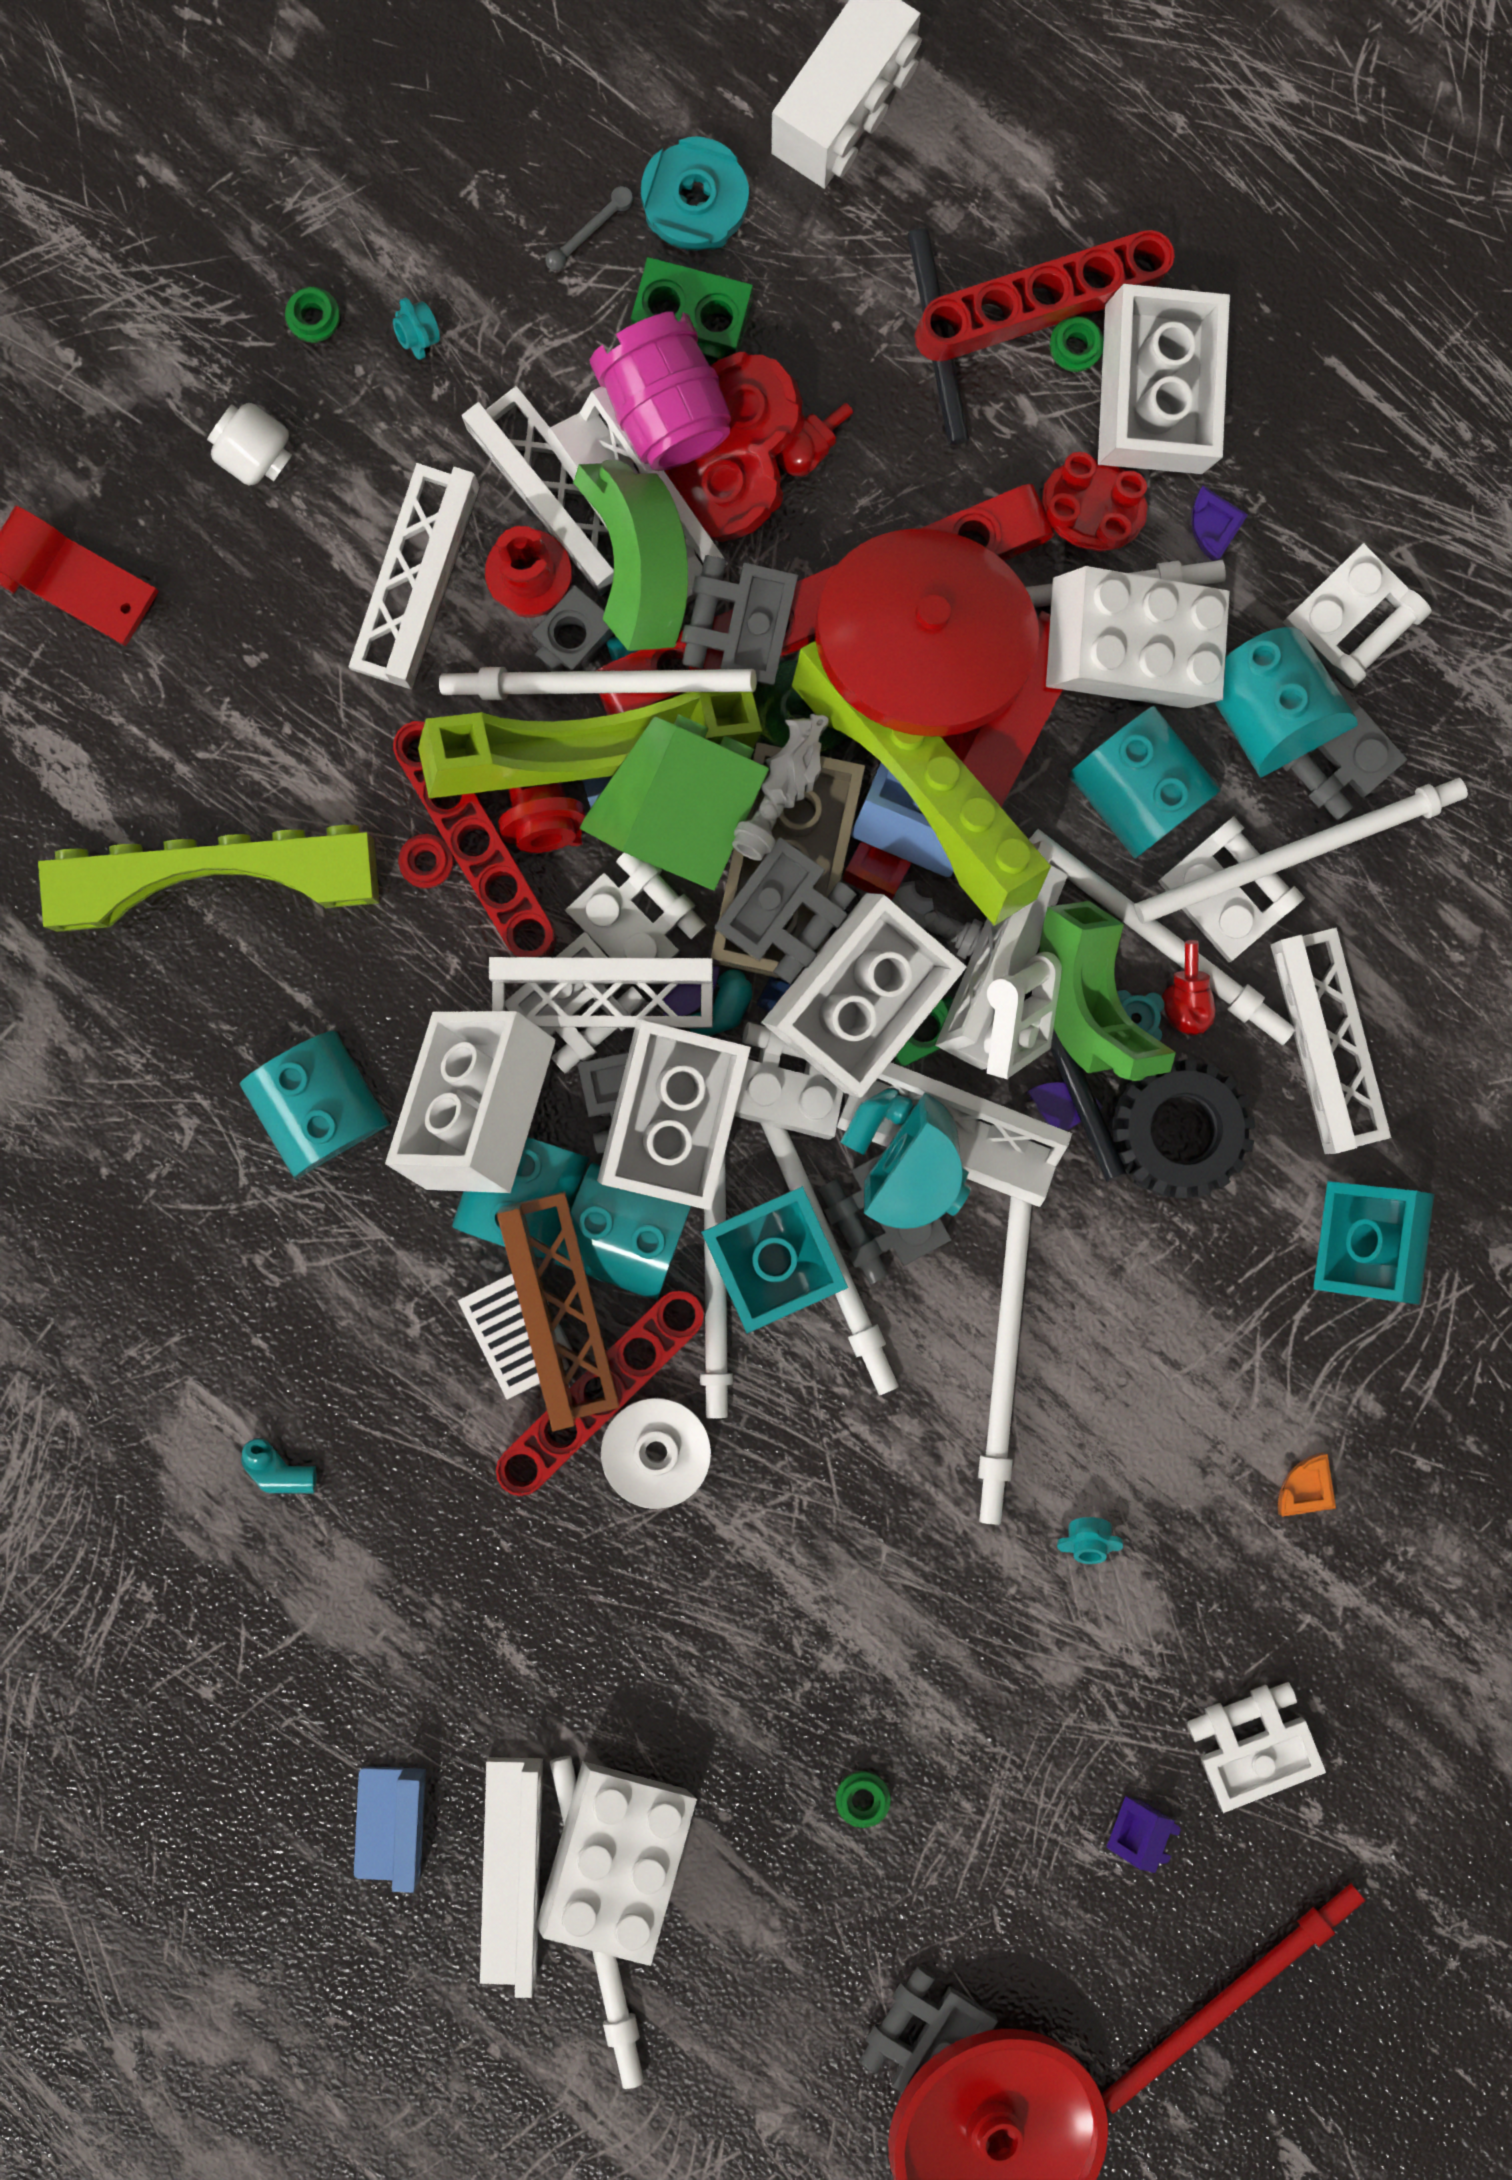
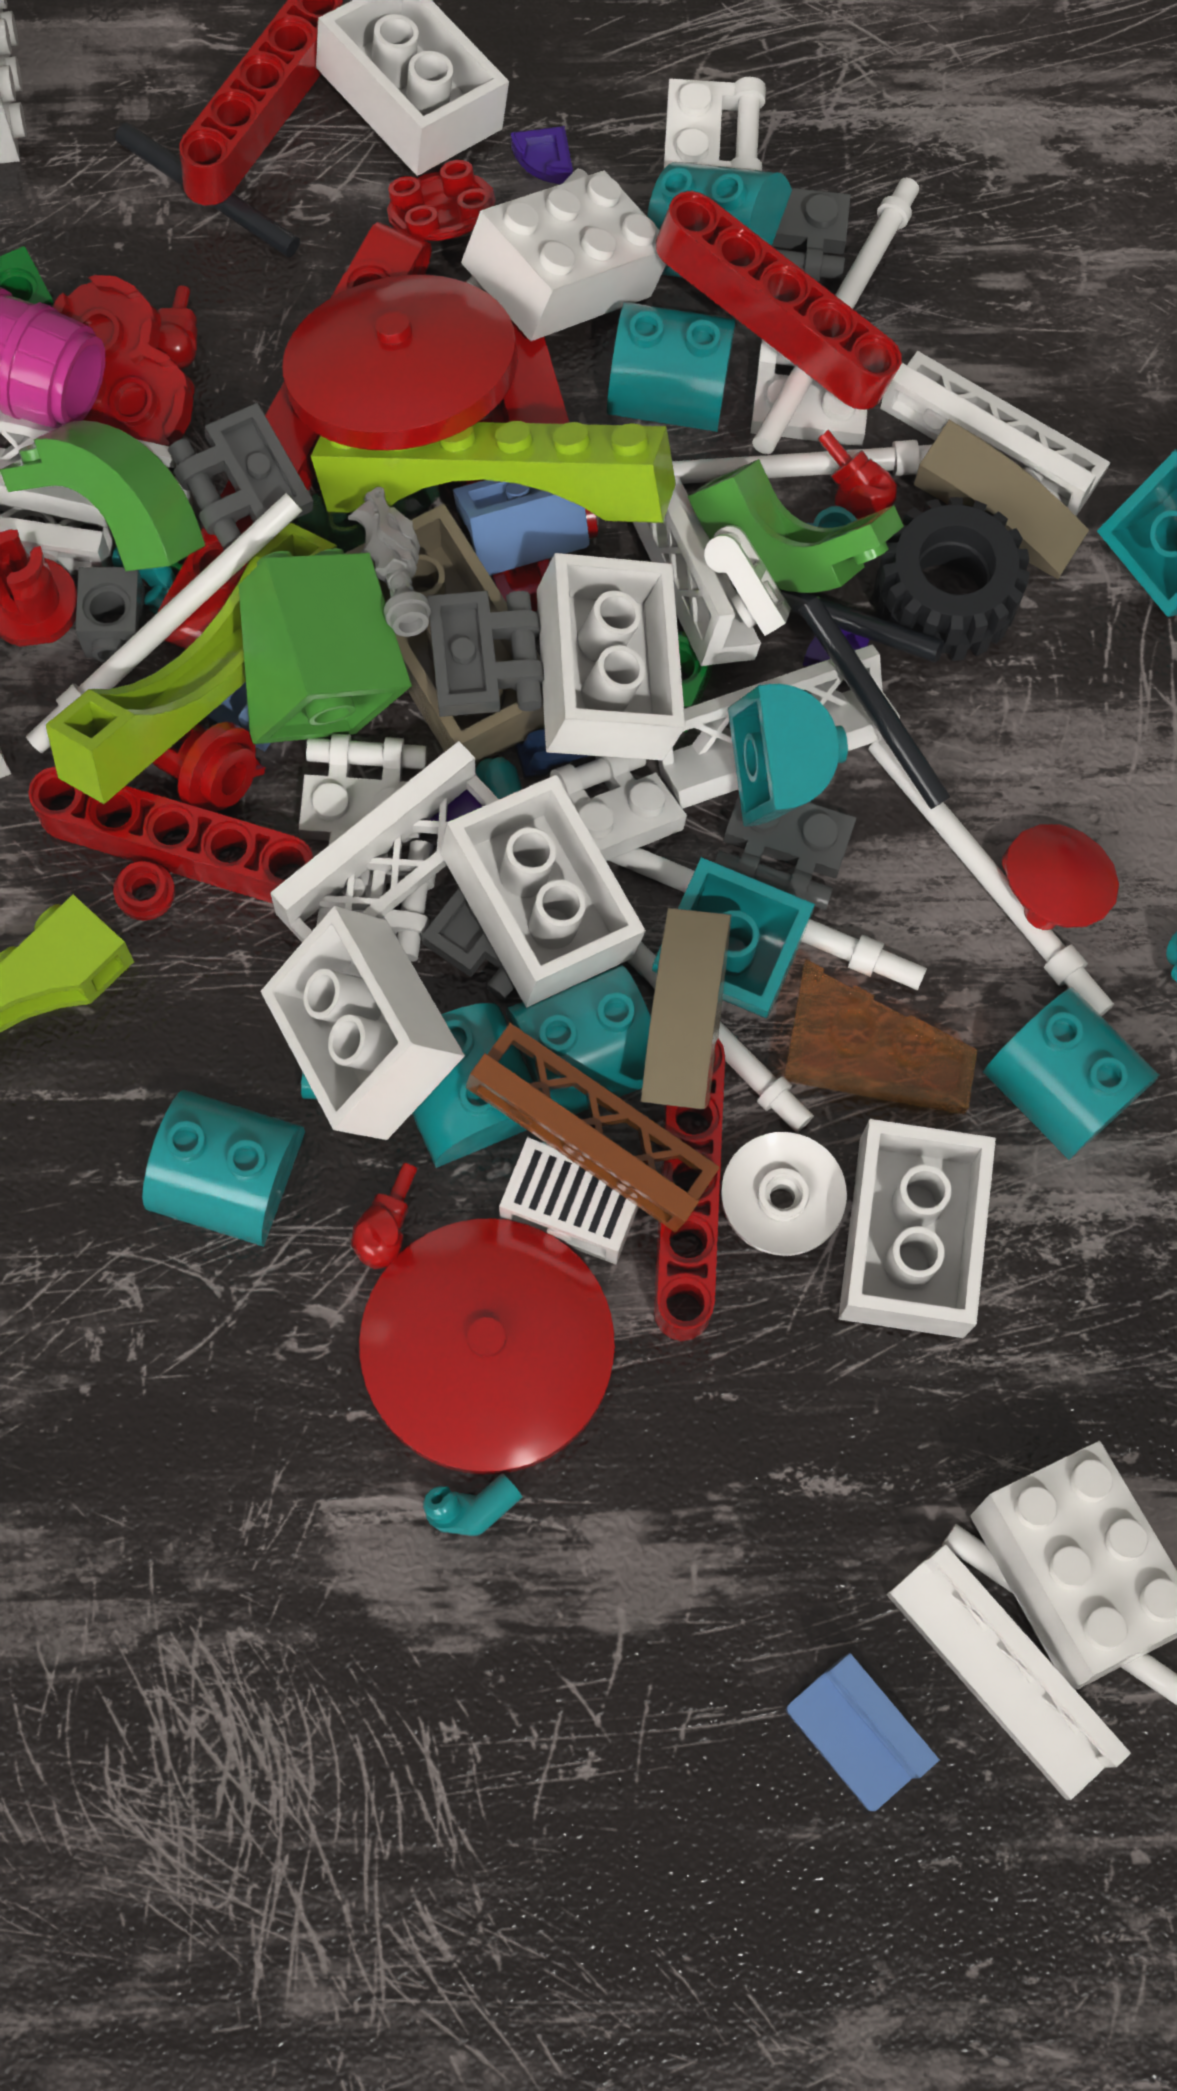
camera: 45 degrees left, 15 degrees down
(372, 1240) = (378, 1230): none -> red piece
(378, 1376) = (487, 1346): none -> red dish
(689, 1287) = (686, 1009): none -> dark tan slope
(715, 1558) = (917, 1229): none -> white brick
(808, 1408) = (869, 1050): none -> clear orange wing
(871, 1114) = (702, 767): teal arm -> none
(927, 1545) = (1070, 1072): none -> teal brick
(1030, 1177) = (874, 702): none -> black bar
(1049, 1407) = (1060, 877): none -> red dish
(1084, 330) = (319, 100): green plate -> none
(1228, 796) = (777, 300): none -> red beam
(1278, 1101) = (974, 470): none -> dark tan slope

